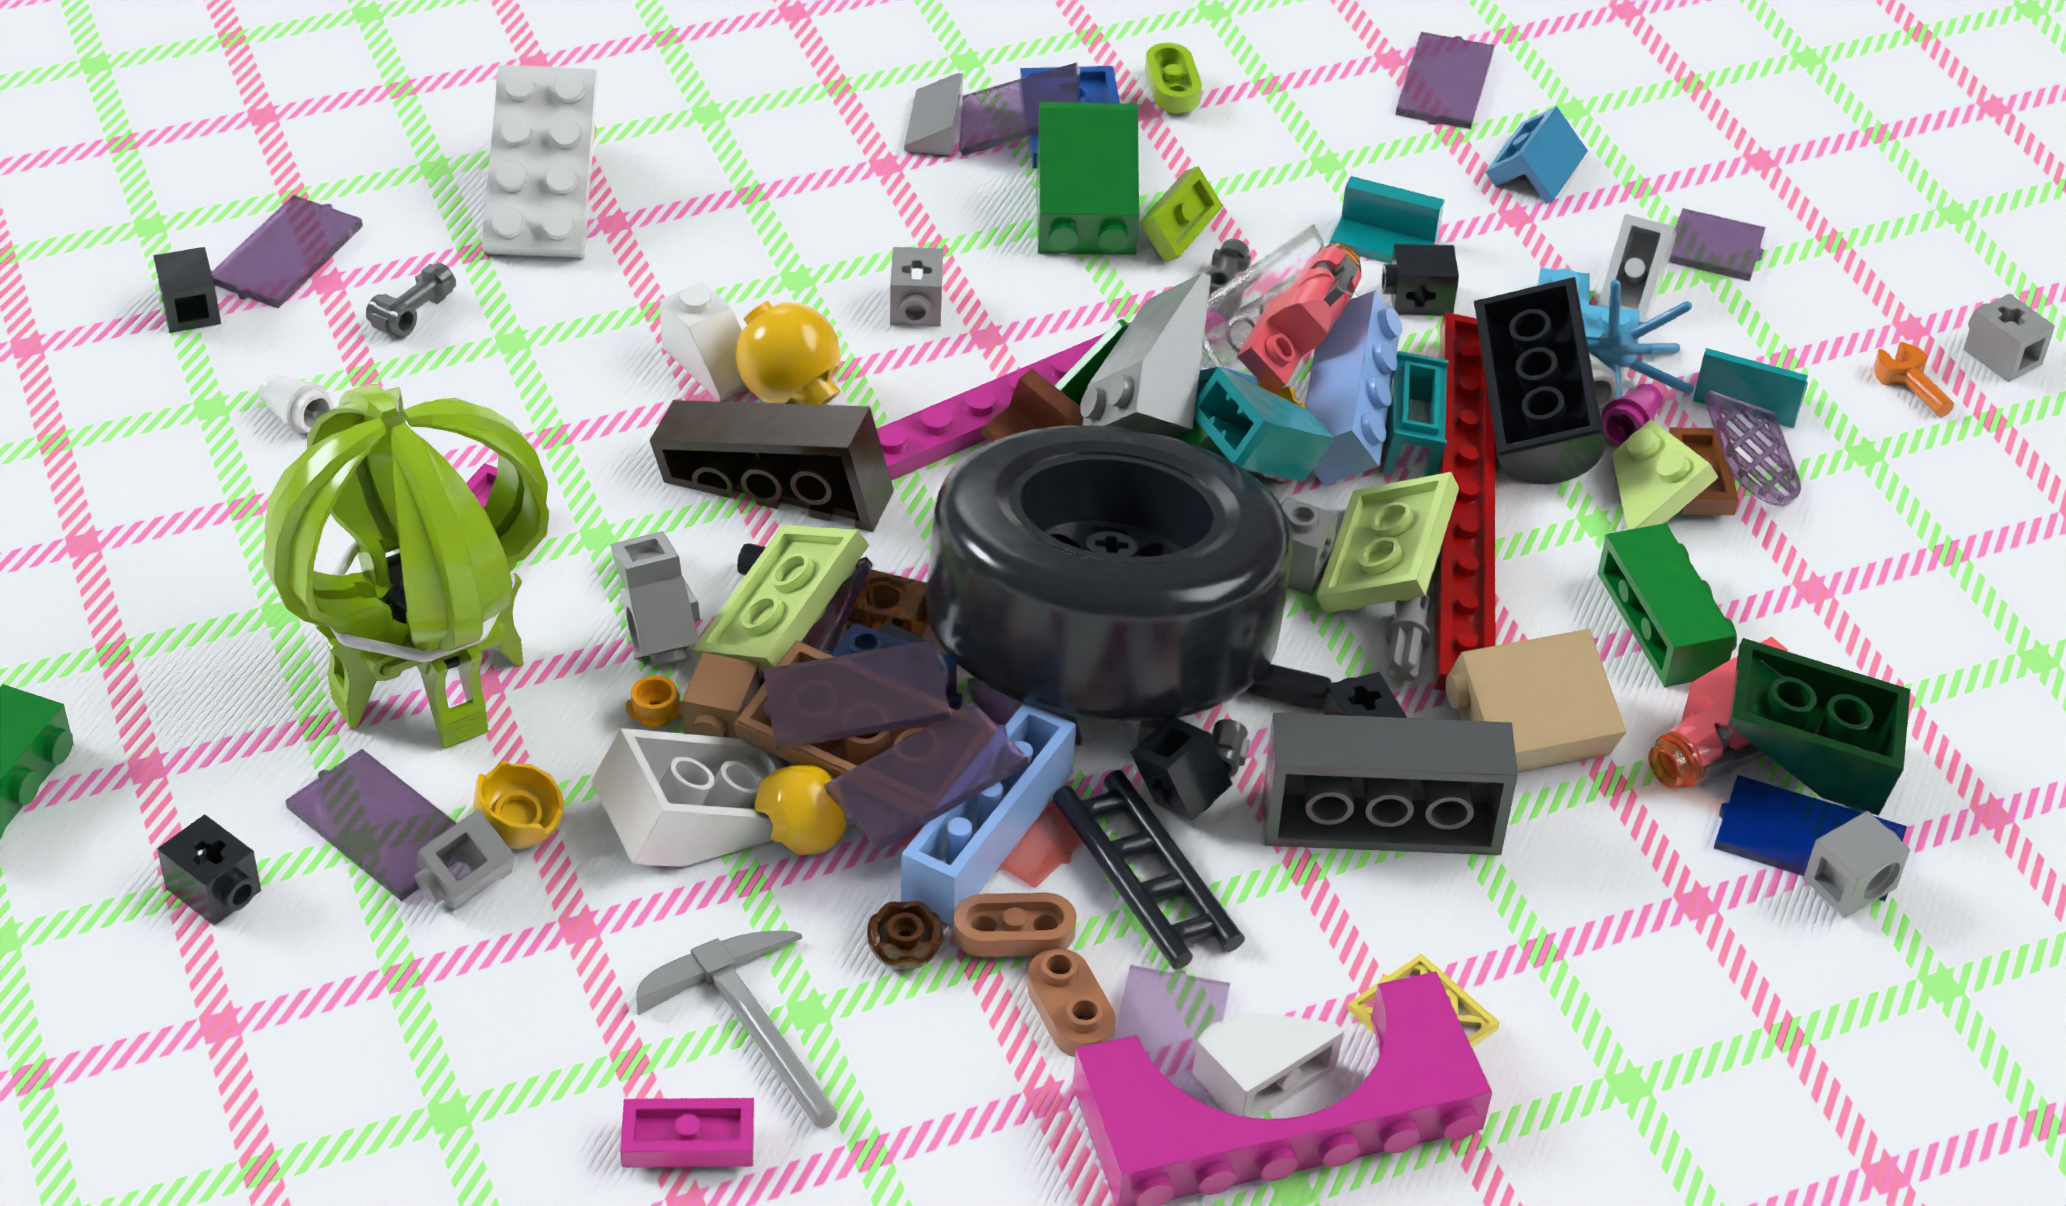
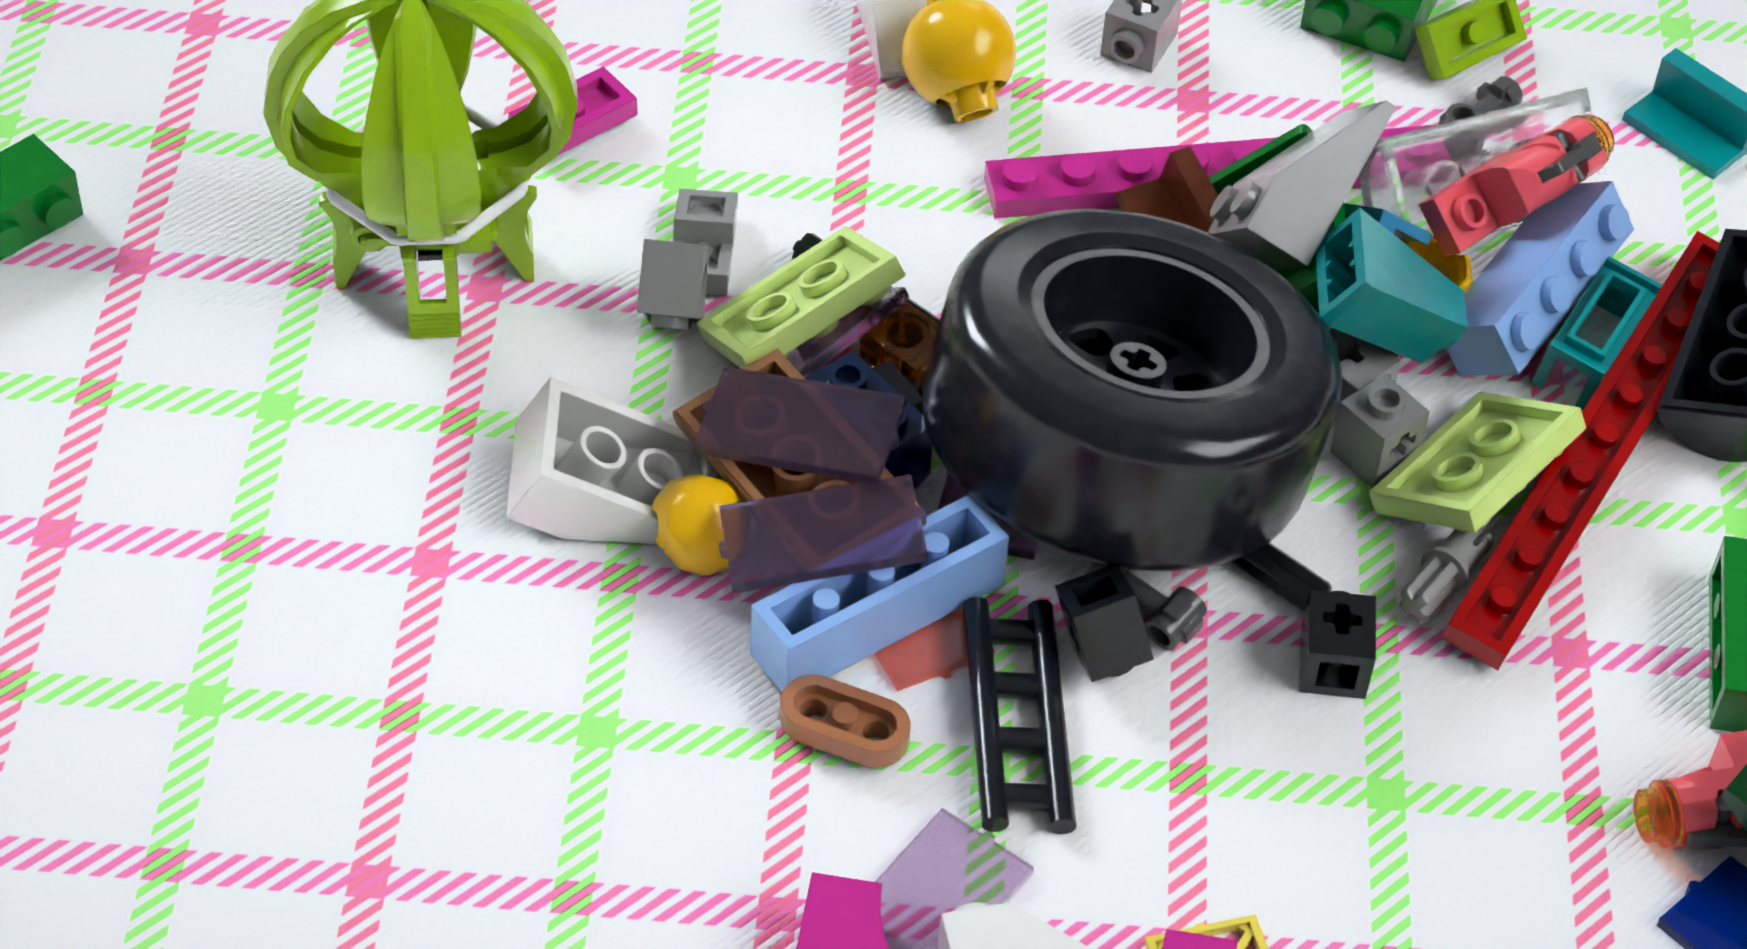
camera: 25 degrees right, 5 degrees up
(216, 880) = (123, 392): black brick -> none
(371, 819) = (308, 392): clear purple piece -> none
(469, 842) = (356, 435): light grey brick -> none
(519, 803) = (432, 418): yellow hair -> none
(654, 702) = (628, 363): light orange plate -> none
(687, 1132) = (402, 805): dark pink plate -> none
(717, 965) = (533, 648): light grey piece -> none
(718, 695) = (681, 375): medium nougat brick -> none
(777, 454) = (892, 154): dark brown wedge -> none
(905, 935) = (732, 672): reddish brown plate -> none
(1062, 993) = (857, 818): nougat plate -> none
(1388, 783) = (1310, 719): dark grey brick -> none
(1421, 279) = (1695, 187): black brick -> none
(1549, 692) = (1530, 693): tan brick -> none

